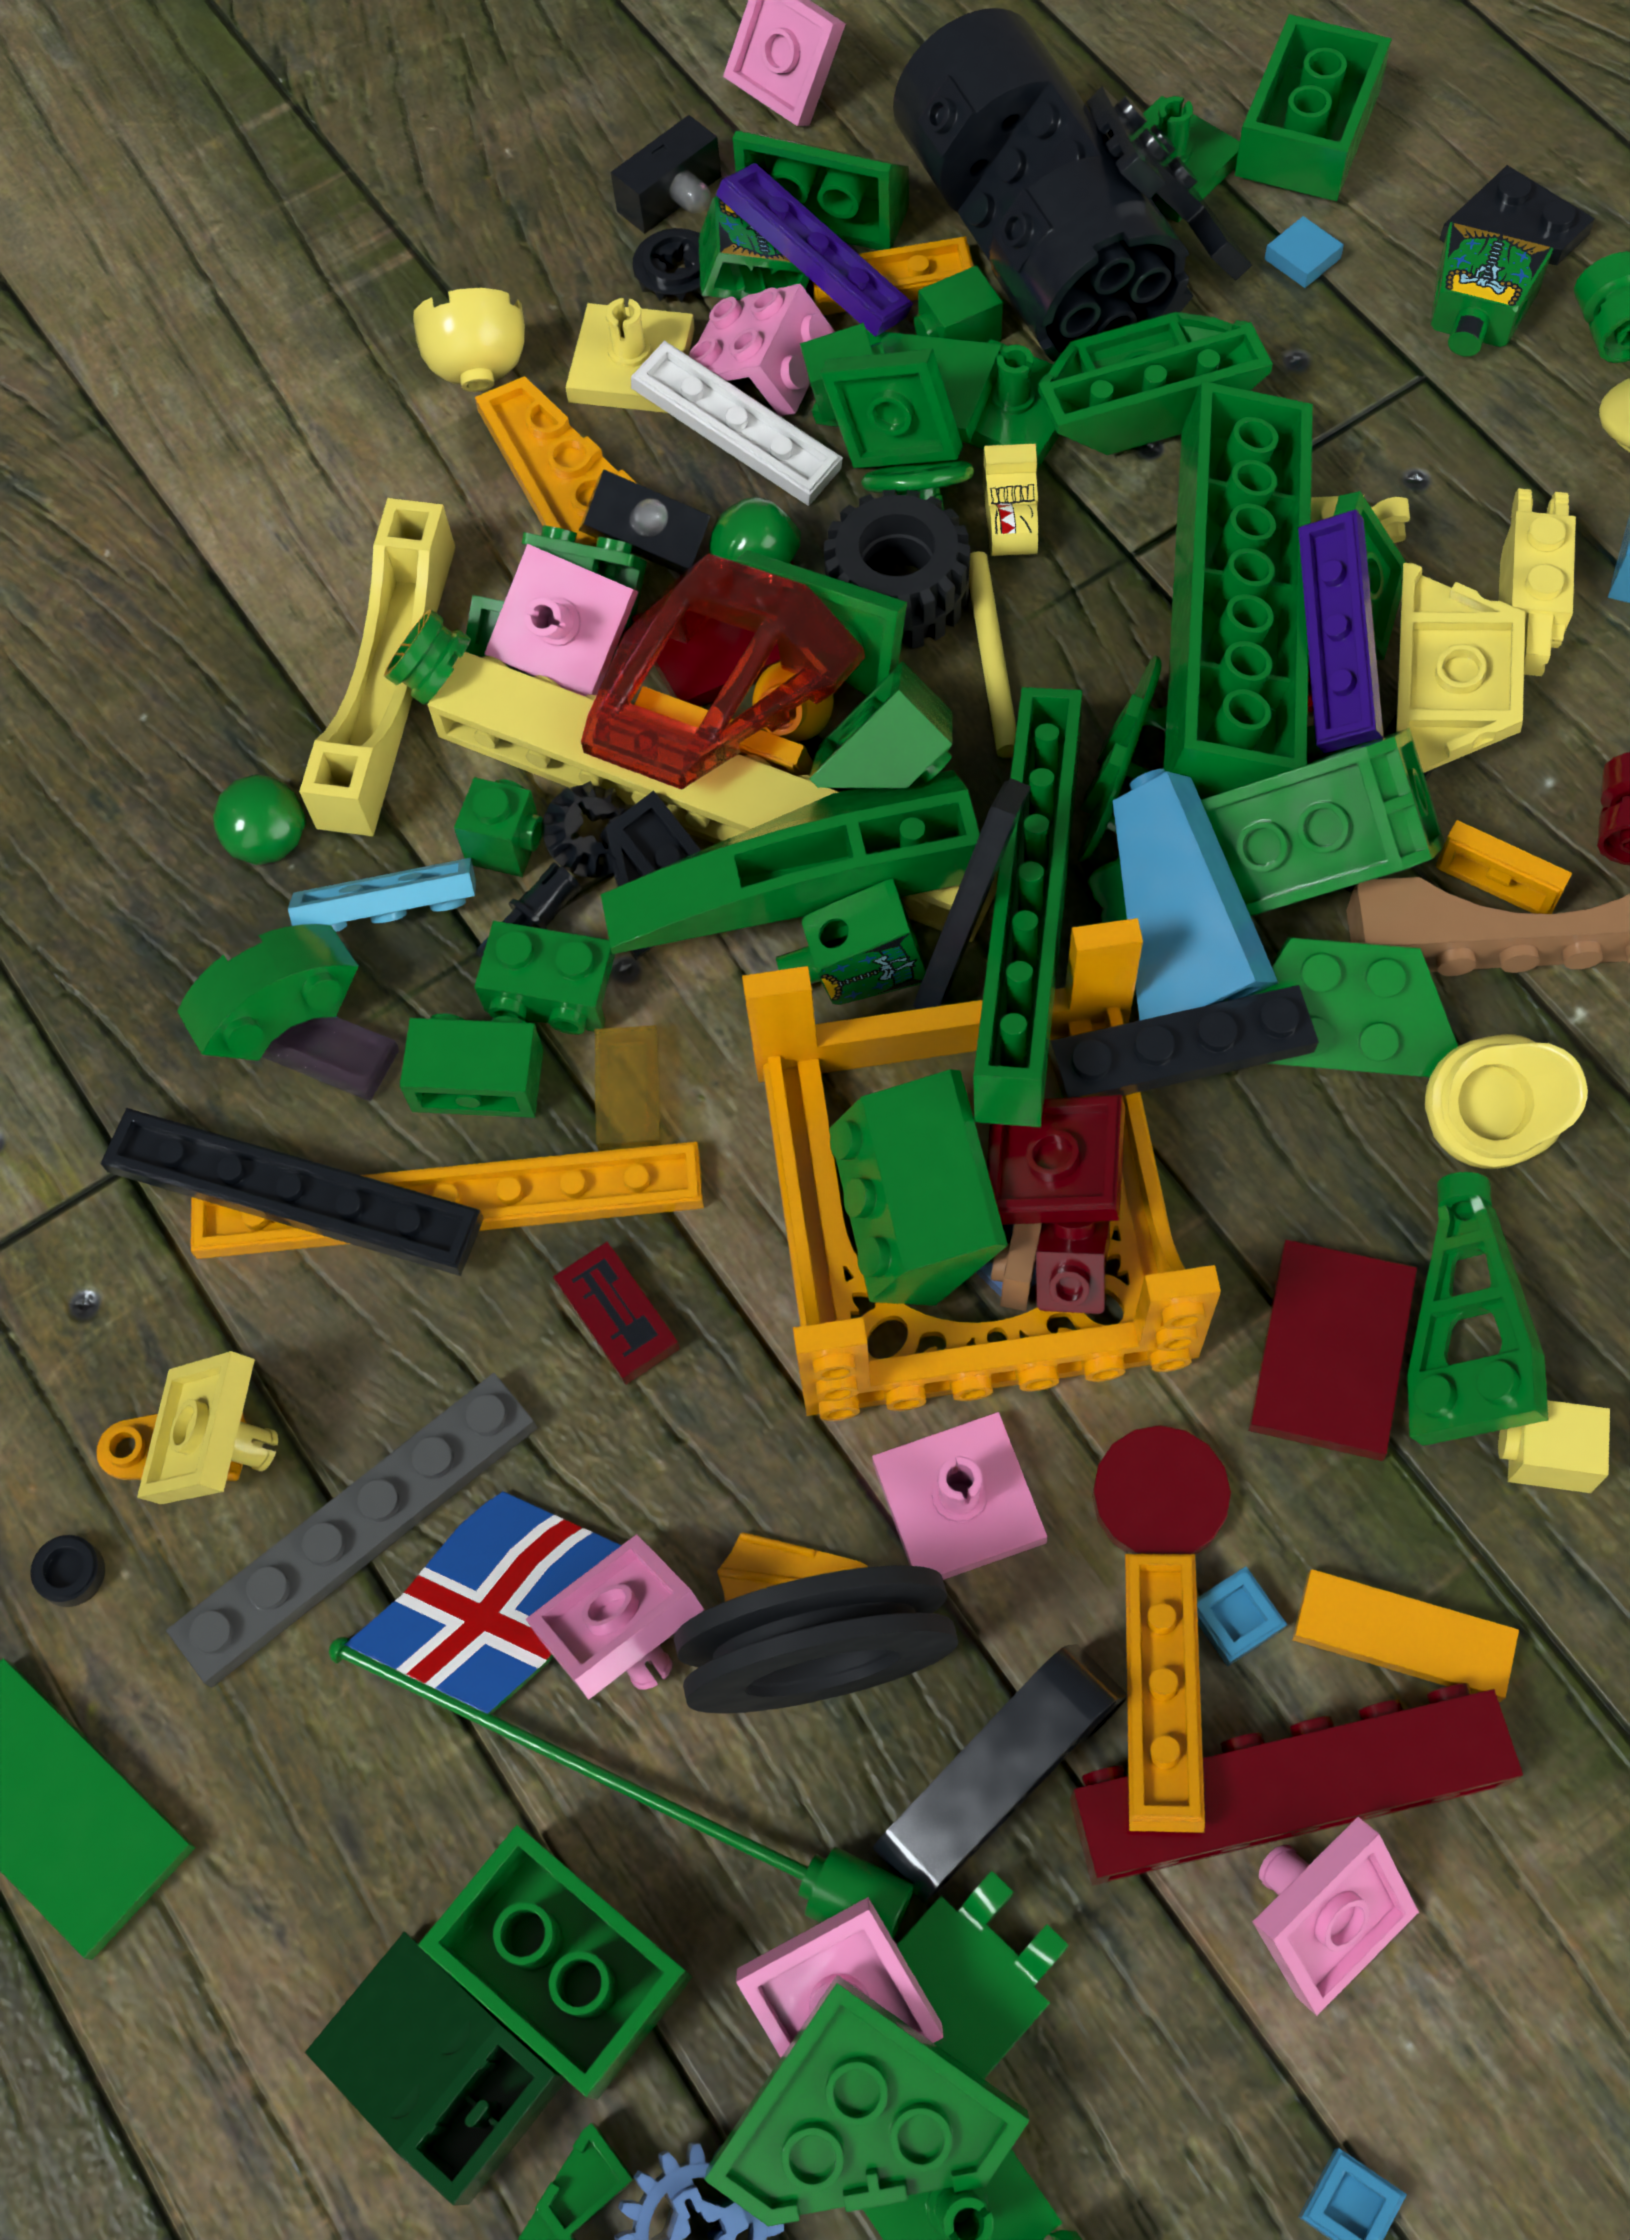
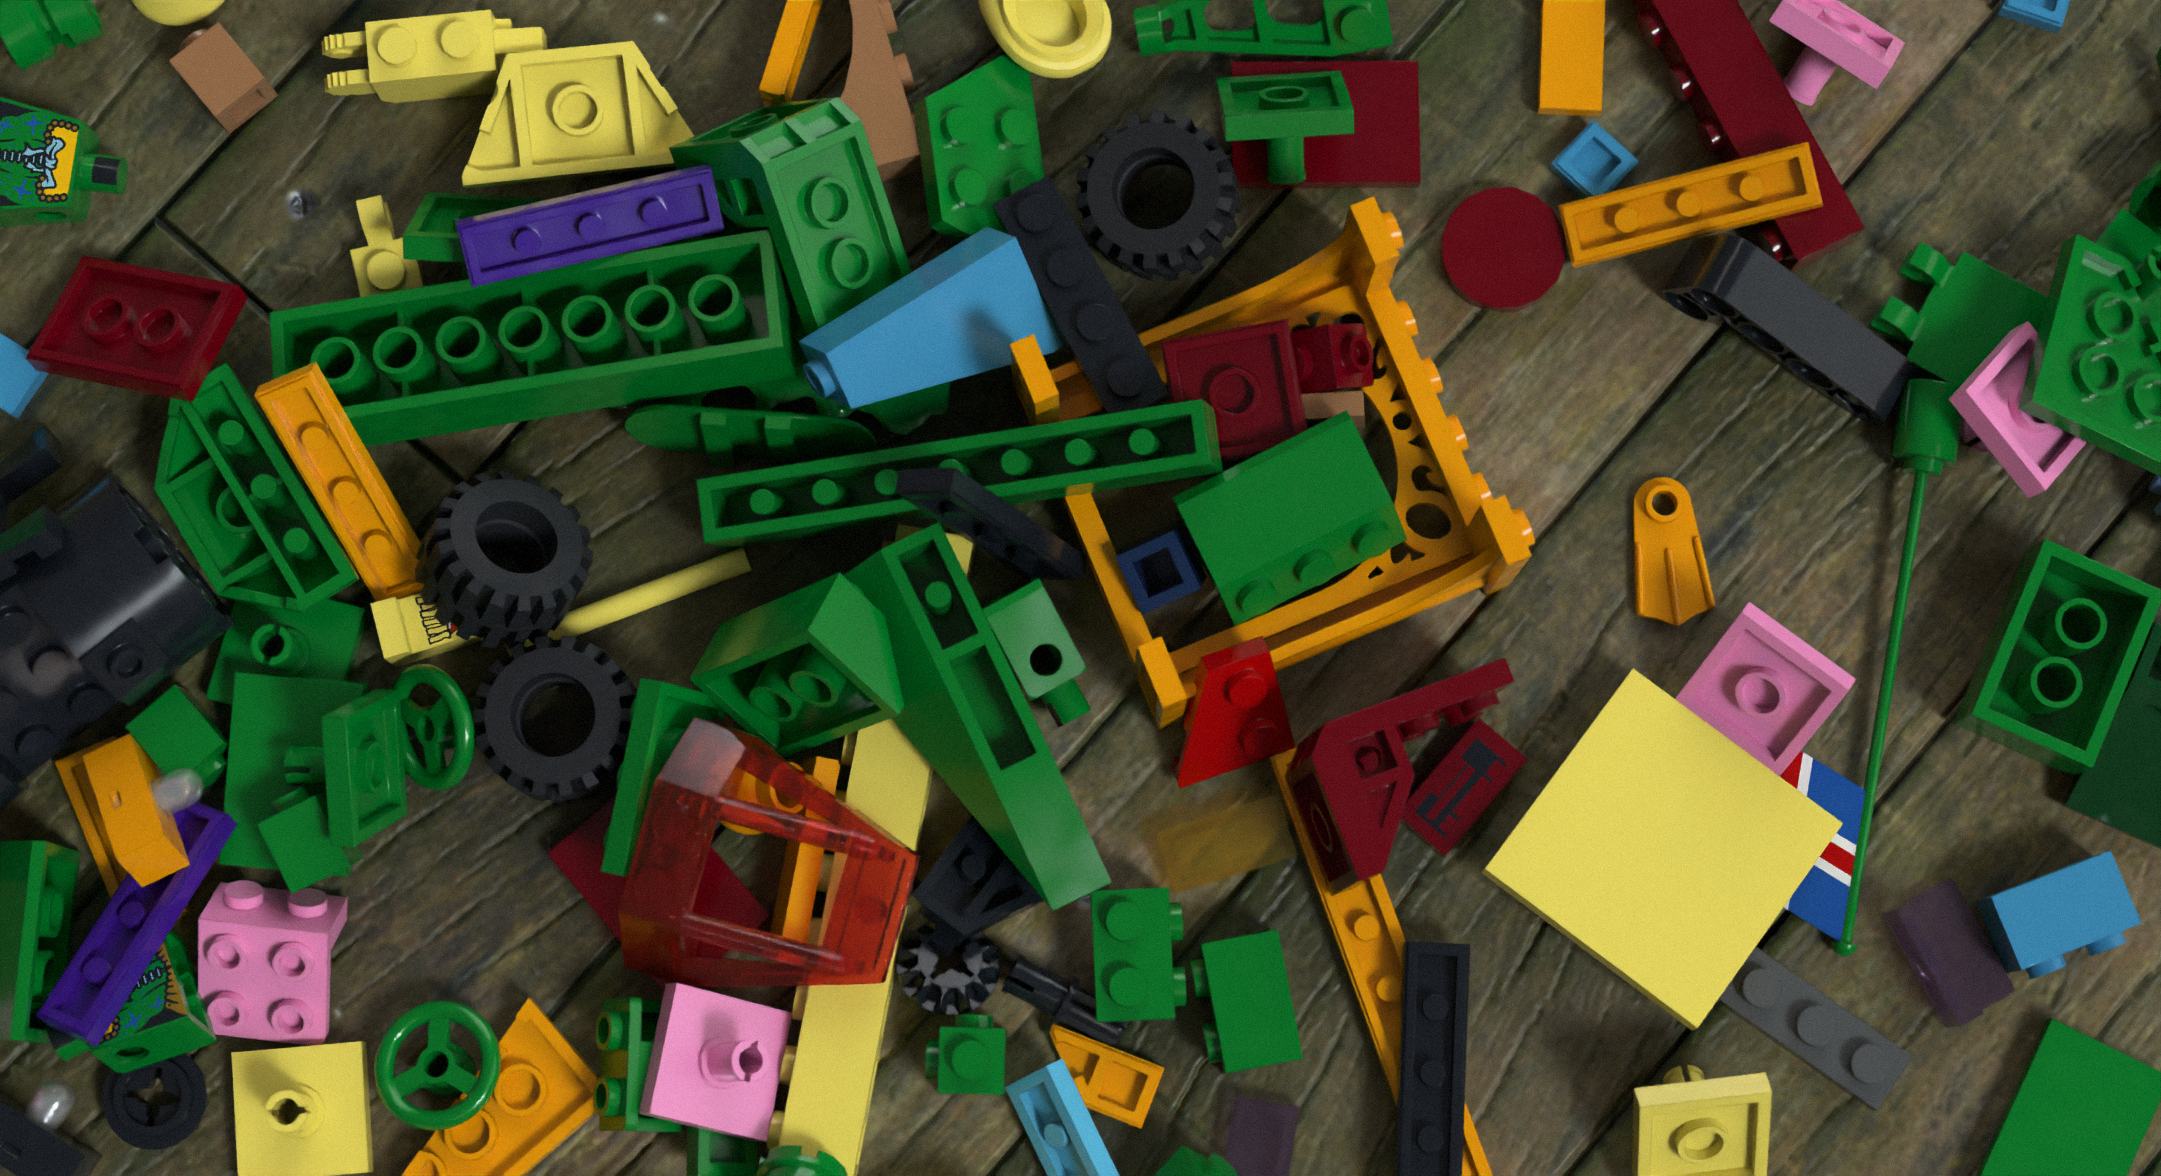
camera: 110 degrees left, 15 degrees up
(289, 1883) = (2058, 914): none -> dark azure brick
(294, 1755) = (1949, 953): none -> clear purple panel
(448, 945) = (1108, 1077): none -> light orange tile
(488, 1478) = (1662, 849): none -> light yellow tile
(609, 1172) = (1357, 809): none -> dark red bracket
(632, 448) = (460, 1072): none -> green piece
(651, 522) = (561, 1012): black piece -> none
(736, 423) = (382, 957): white tile -> none
(743, 1109) = (1233, 715): none -> red wing
(757, 527) = (547, 890): green hair -> none
(815, 1639) = (1757, 492): black tyre -> none
(897, 1055) = (1161, 567): none -> dark blue brick
(900, 254) = (141, 807): none -> light orange piece
(960, 1498) = (1554, 426): bright pink tile -> none
(1090, 528) = (525, 524): none -> black tyre
(1143, 433) = (343, 480): none -> light orange tile
(1288, 1110) = (1127, 155): none -> black tyre
(1320, 322) = (137, 328): none -> dark red tile
(1347, 1280) = (1283, 113): none -> green tile
(1543, 426) = (222, 76): none -> medium nougat brick

